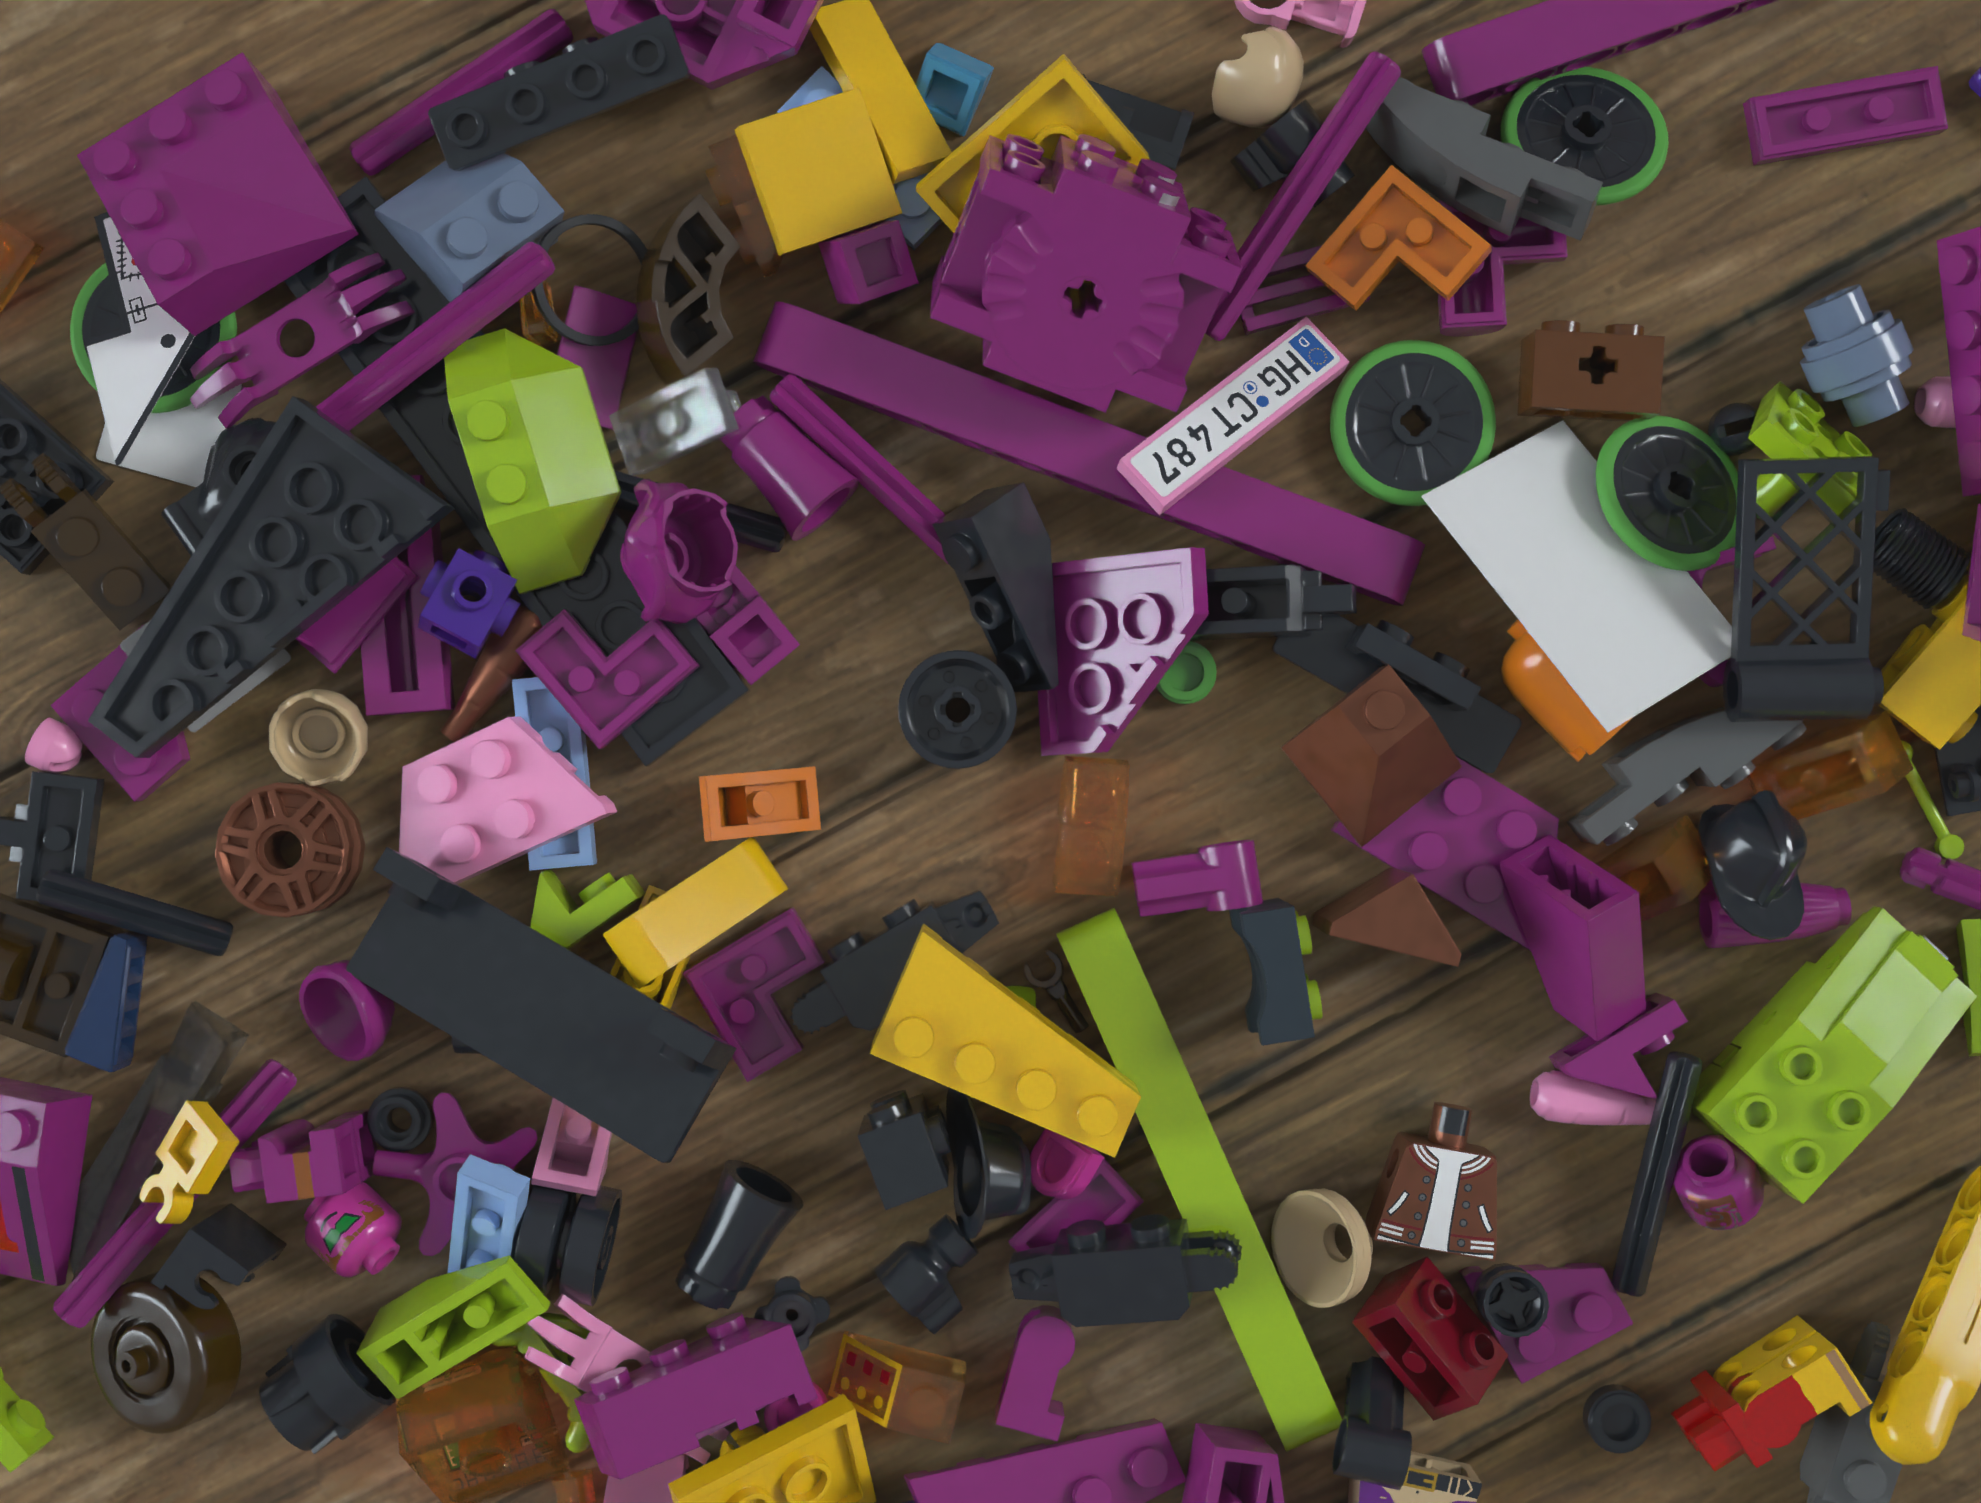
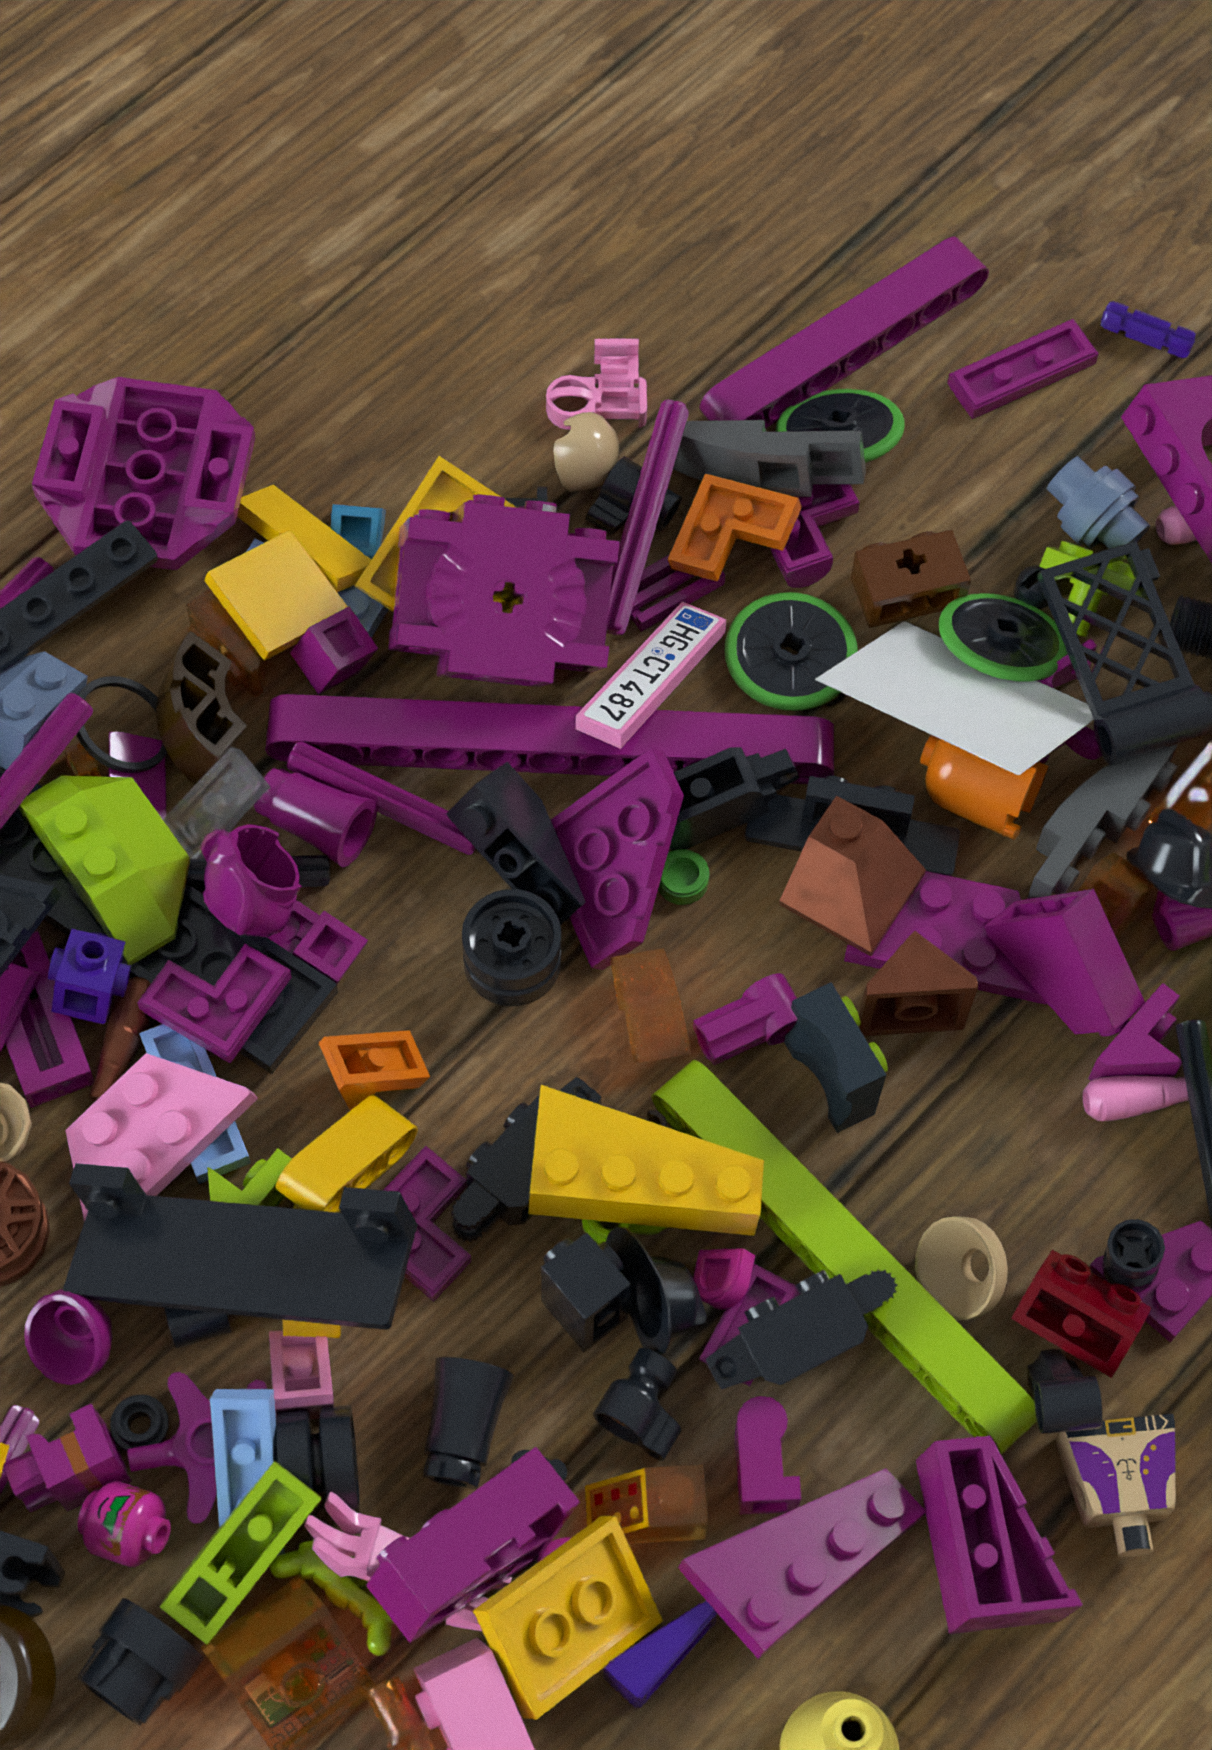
camera: 25 degrees left, 25 degrees down
(1438, 1190) = (1042, 1198): copper torso -> none

